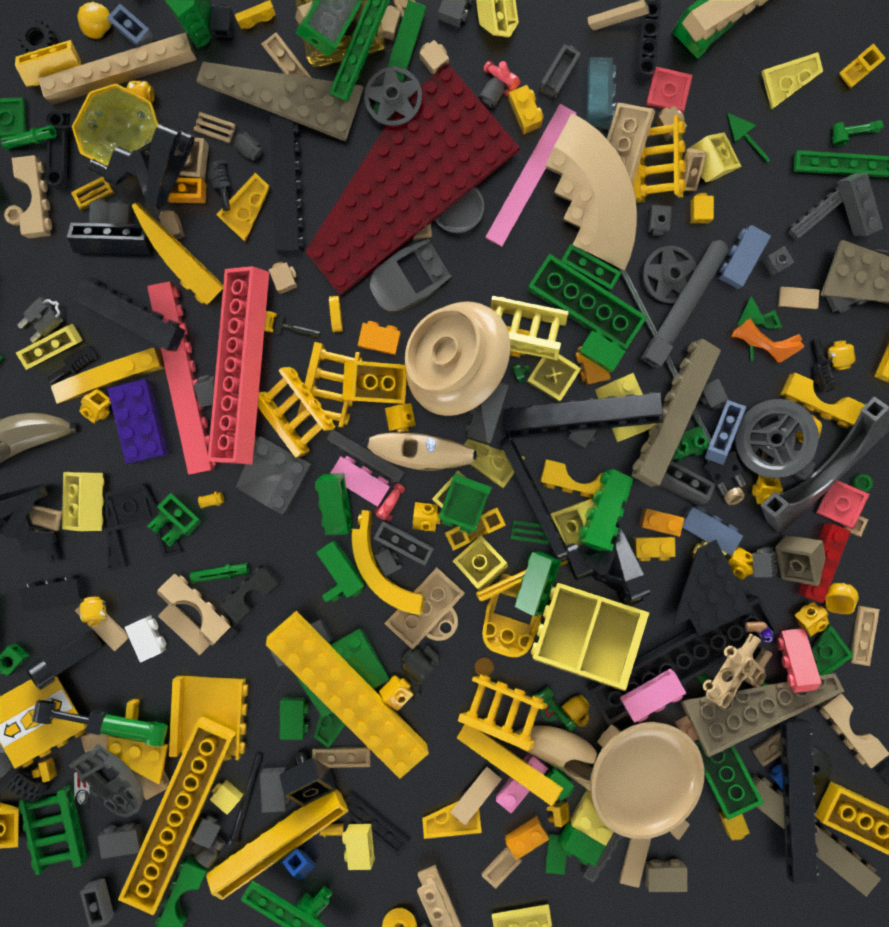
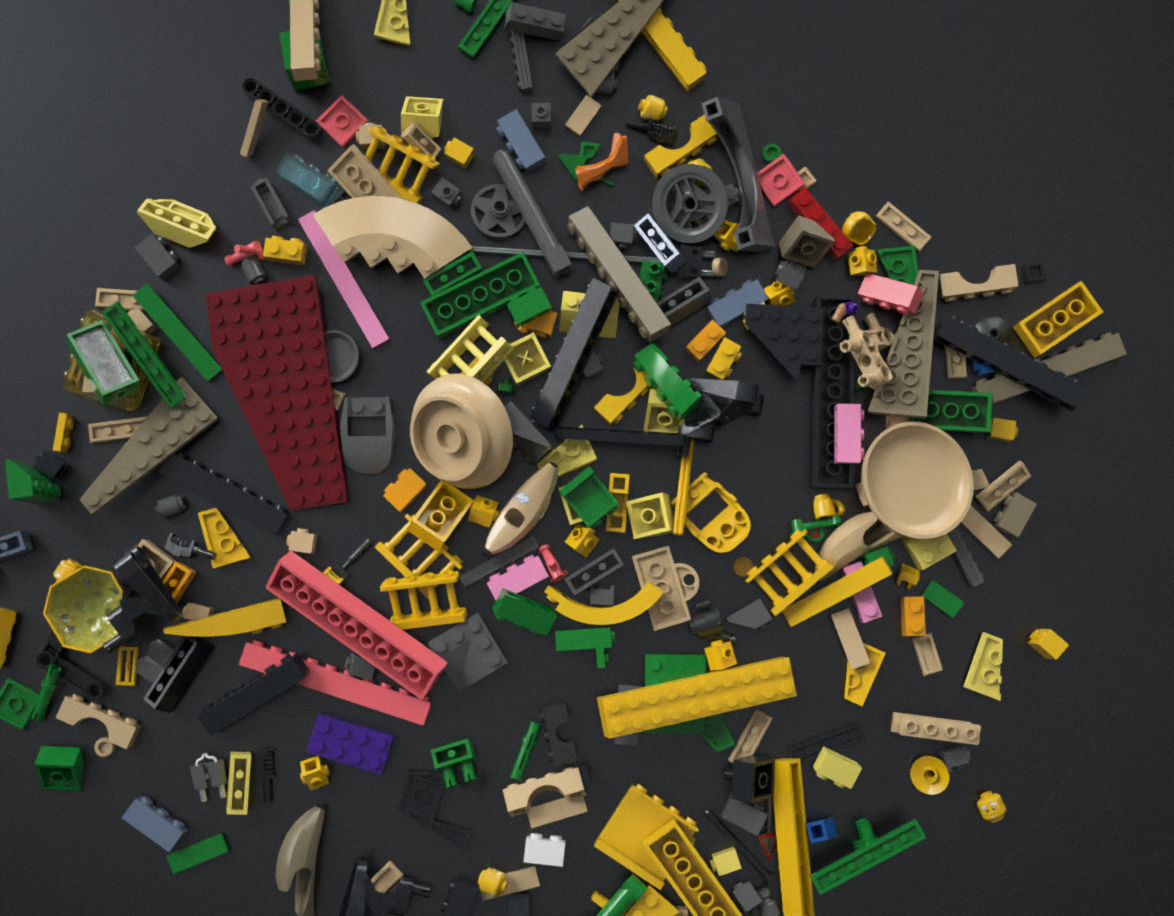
camera: 60 degrees left, 5 degrees down
(82, 501) = (390, 835): light yellow slope -> none
(108, 375) = (294, 747): yellow slope -> none
(117, 68) = (35, 580): tan brick -> none
(199, 122) = (124, 535): tan tile -> none
(212, 499) = (457, 720): yellow pin -> none
(265, 822) = (769, 839): none -> dark grey piece
(293, 718) = (690, 760): green brick -> none
(332, 830) = (809, 784): yellow pin -> none
(335, 313) = (361, 515): yellow beam -> none
(393, 96) = (205, 356): dark grey wheel -> none
(433, 56) = (192, 302): tan brick -> none
(446, 699) = (752, 616): none -> dark grey slope
(514, 529) = (638, 470): green tile -> none
(537, 583) = (695, 476): brick -> none
(580, 845) = (945, 571): green brick -> none
(590, 636) = (766, 458): light yellow container -> none
(685, 852) = (1003, 486): none -> tan tile
(740, 128) = (410, 80): green piece -> none

